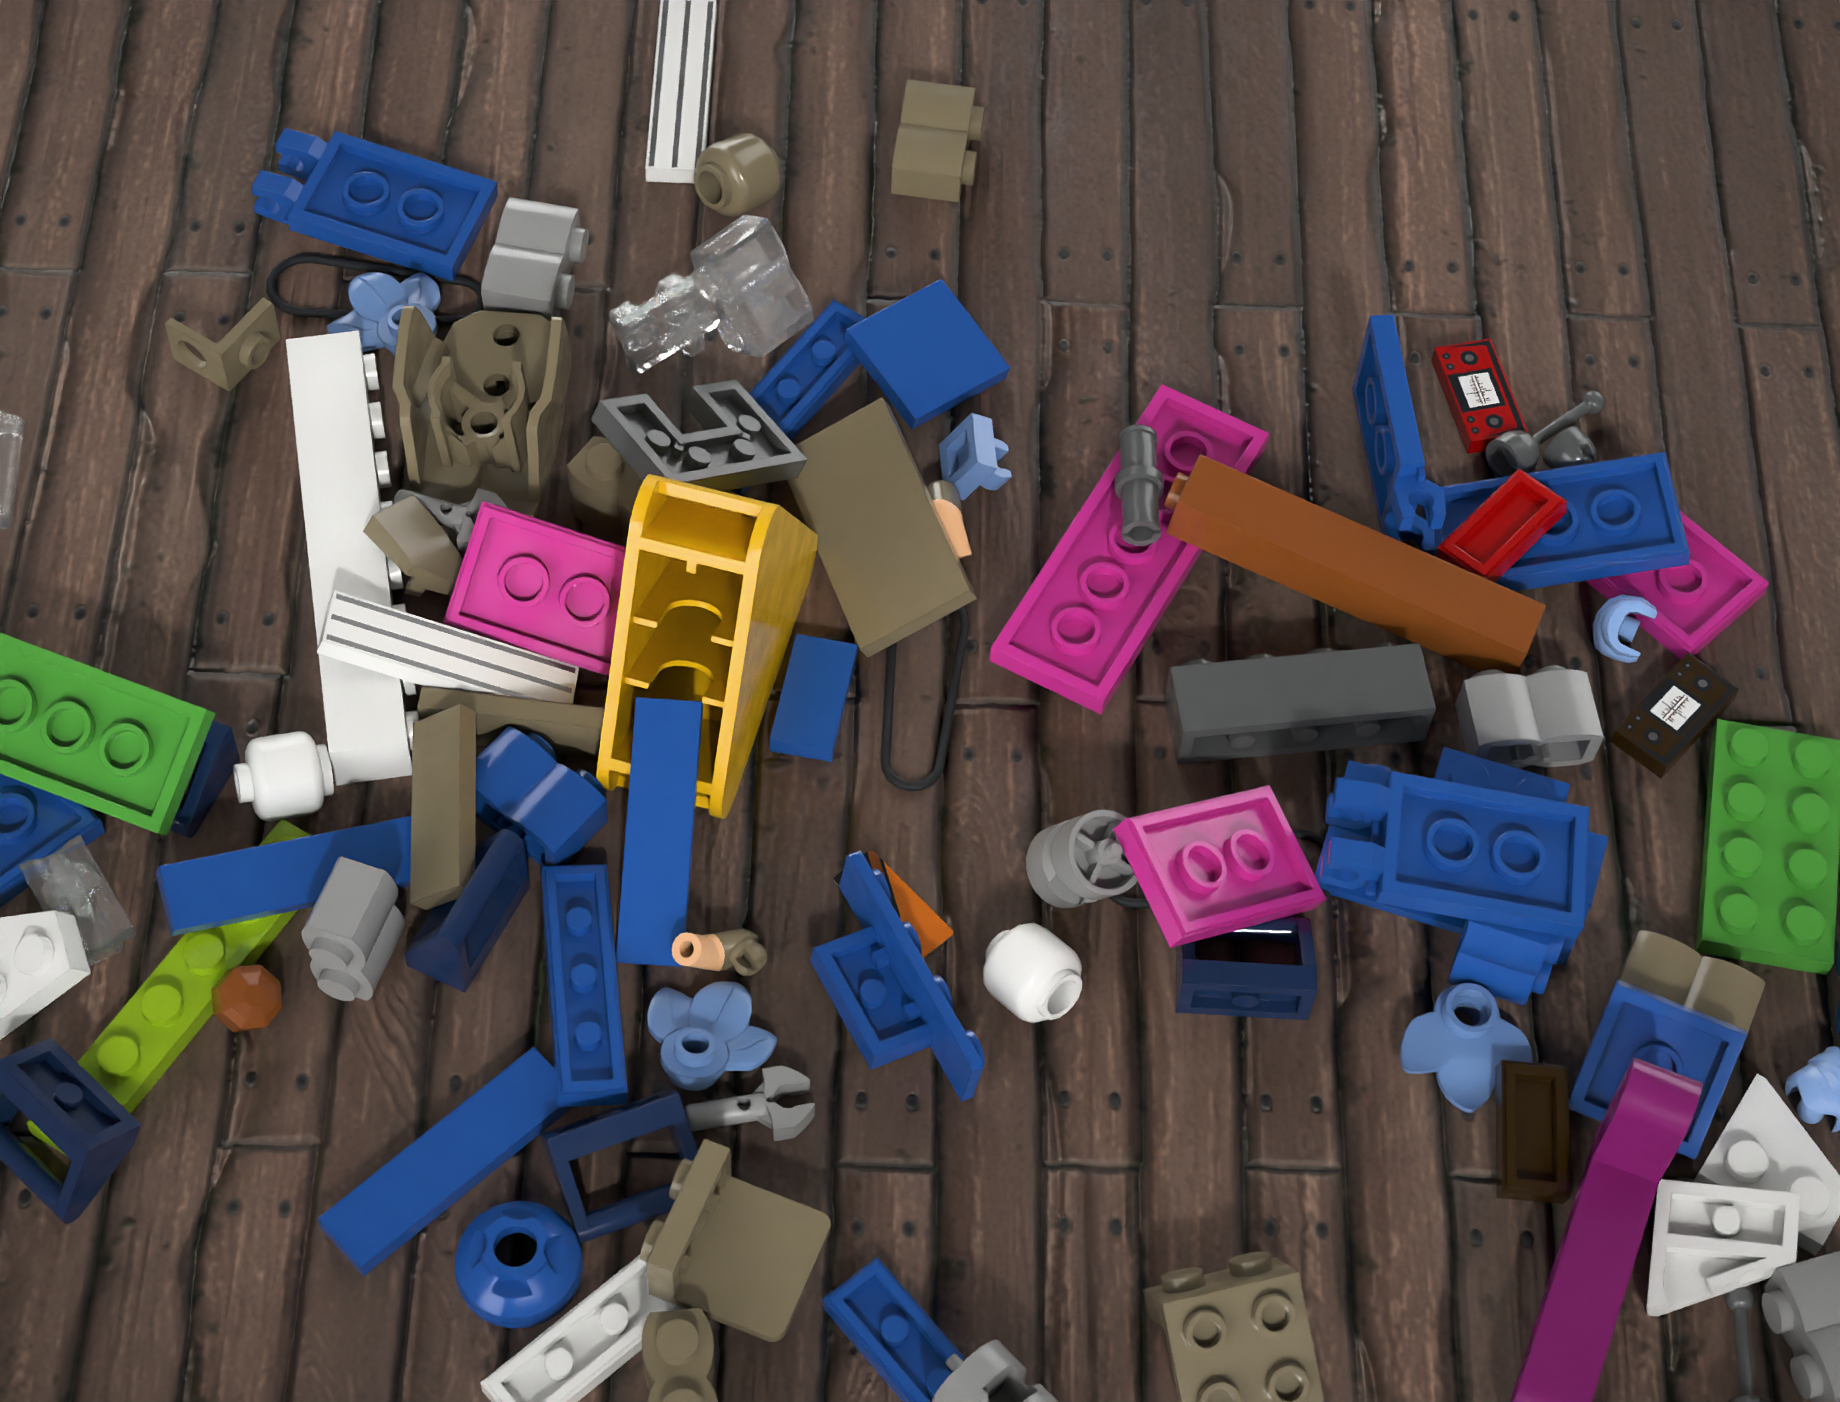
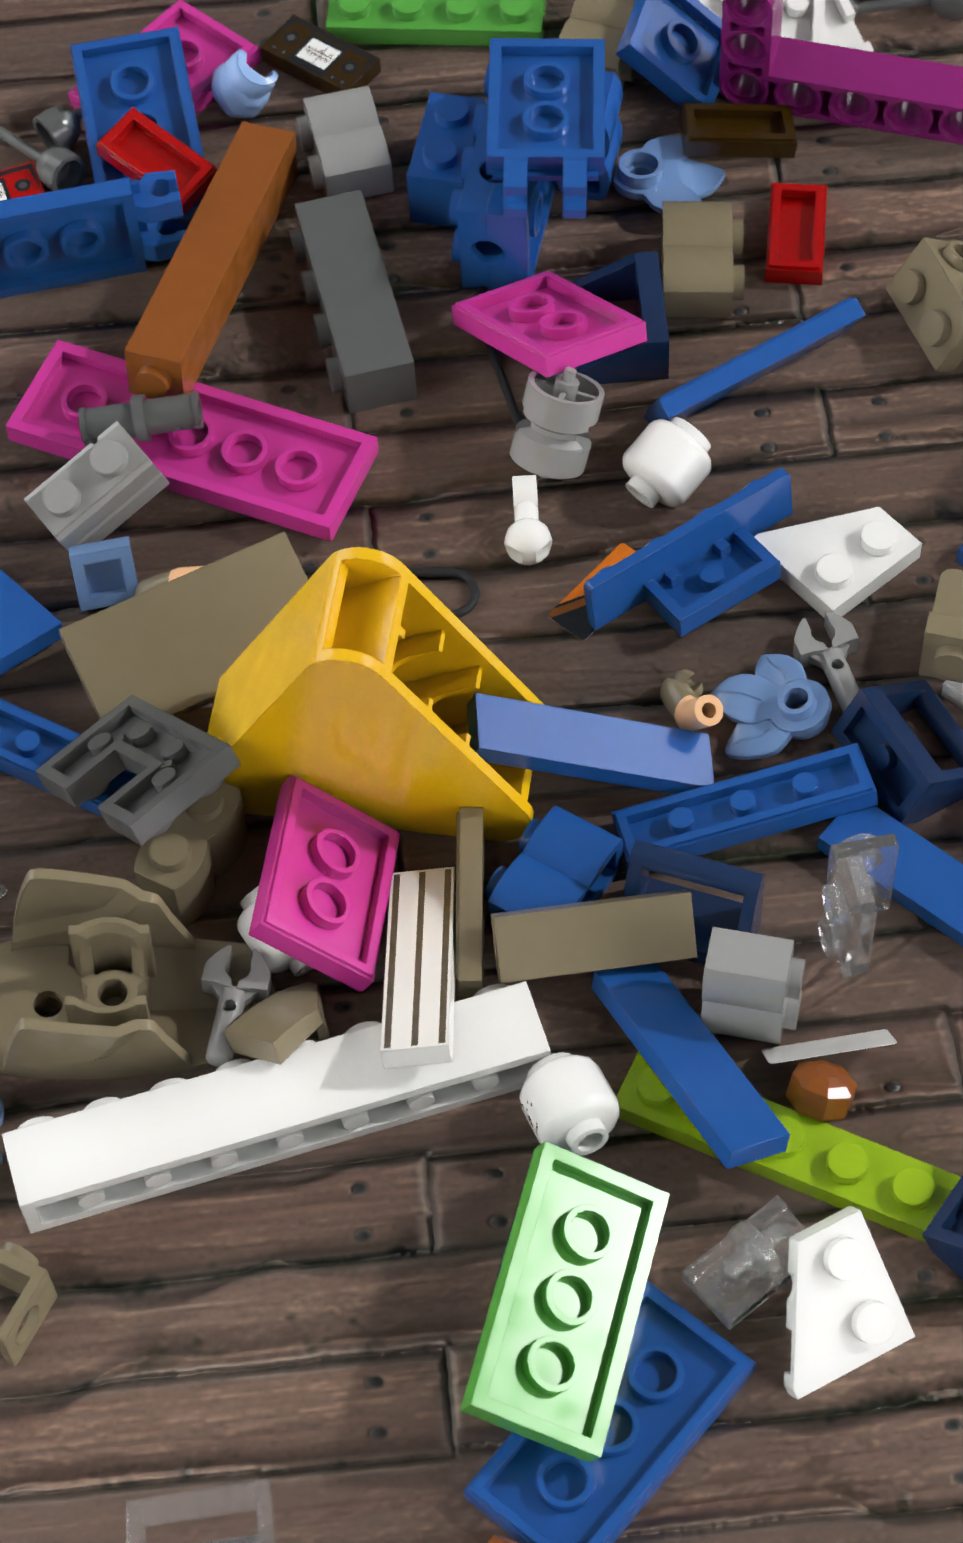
camera: 90 degrees left, 0 degrees up
(296, 1019) = (828, 1046): none -> white sticker
(423, 1038) = (855, 890): none -> clear bracket
(890, 1137) = (841, 557): none -> white wing
(957, 831) = (527, 538): none -> white arm
(1054, 444) = (97, 489): none -> light grey brick
(1161, 1085) = (757, 362): none -> blue tile
(1325, 1050) = (698, 259): none -> dark tan brick
(1371, 1175) = (796, 234): none -> red tile

